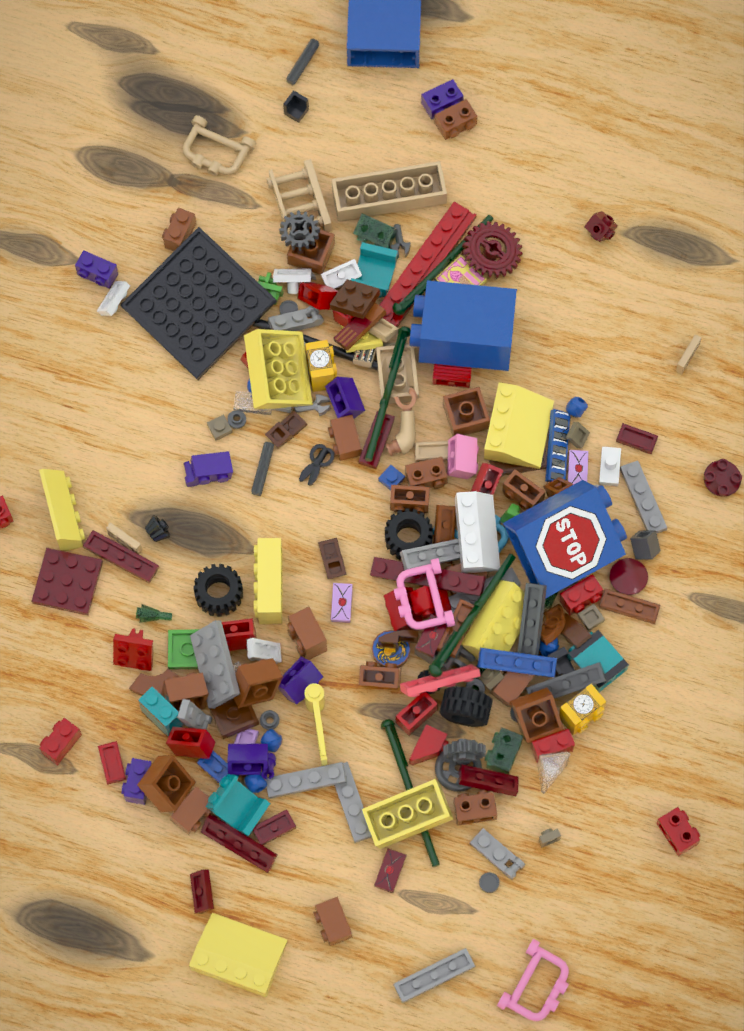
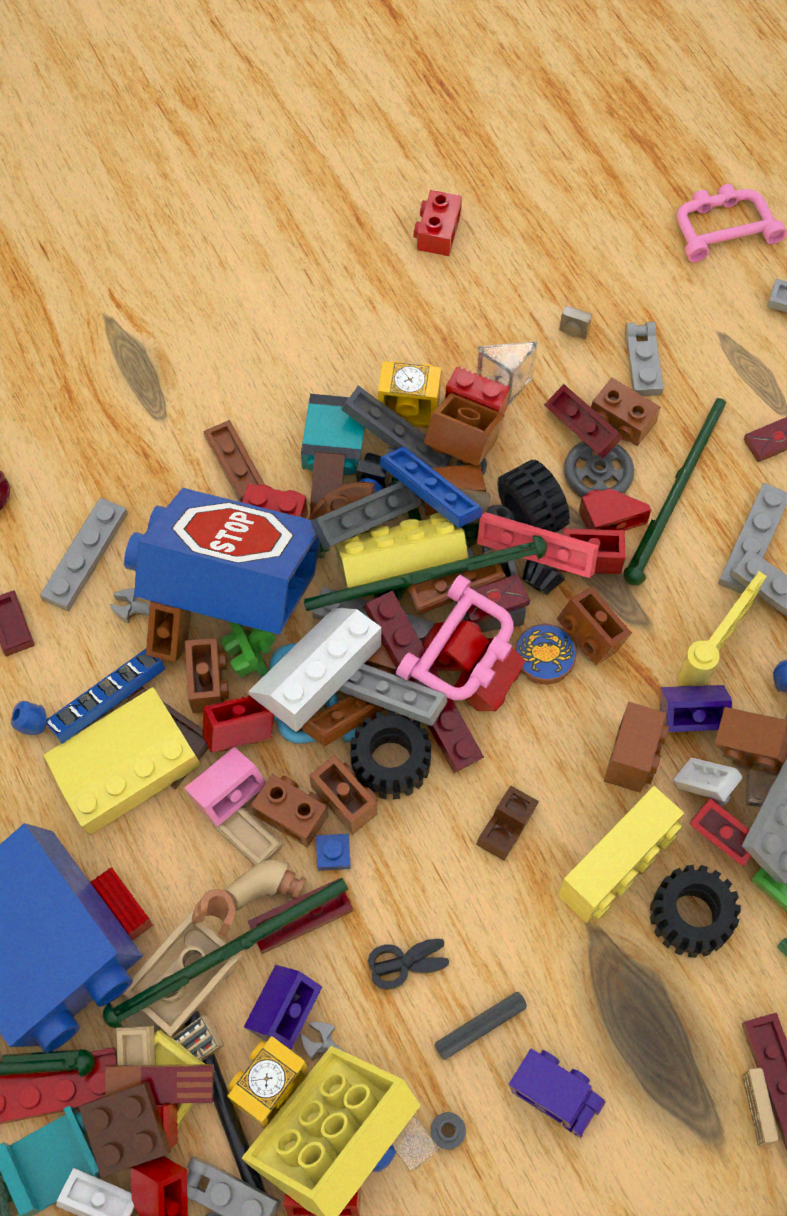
camera: 135 degrees left, 5 degrees down
(157, 529) = (702, 1074): black piece -> none
(219, 427) = (481, 1144): dark tan plate -> none
(269, 714) = (773, 697): dark grey plate -> none
(286, 430) = (397, 1049): reddish brown slope -> none
(341, 602) = (549, 759): lavender tile -> none
(345, 437) = (337, 955): dark orange brick -> none
(391, 639) = (537, 650): reddish brown slope -> none
(407, 814) = (712, 456): light yellow brick -> none
(464, 751) = (585, 456): dark grey gear -> none
(466, 412) = (159, 834): dark orange brick -> none
(489, 882) = (678, 343): dark grey piece -> none
(504, 751) = (533, 436): clear green brick -> none
(577, 435) = (67, 685): dark tan plate -> none
(577, 466) = (113, 651): lavender tile -> none
(591, 617) = (290, 479): dark tan plate -> none
(610, 466) = (75, 621): white tile -> none
(628, 576) = (201, 478): dark red dish -> none
(645, 544) = (142, 500): dark grey panel -> none

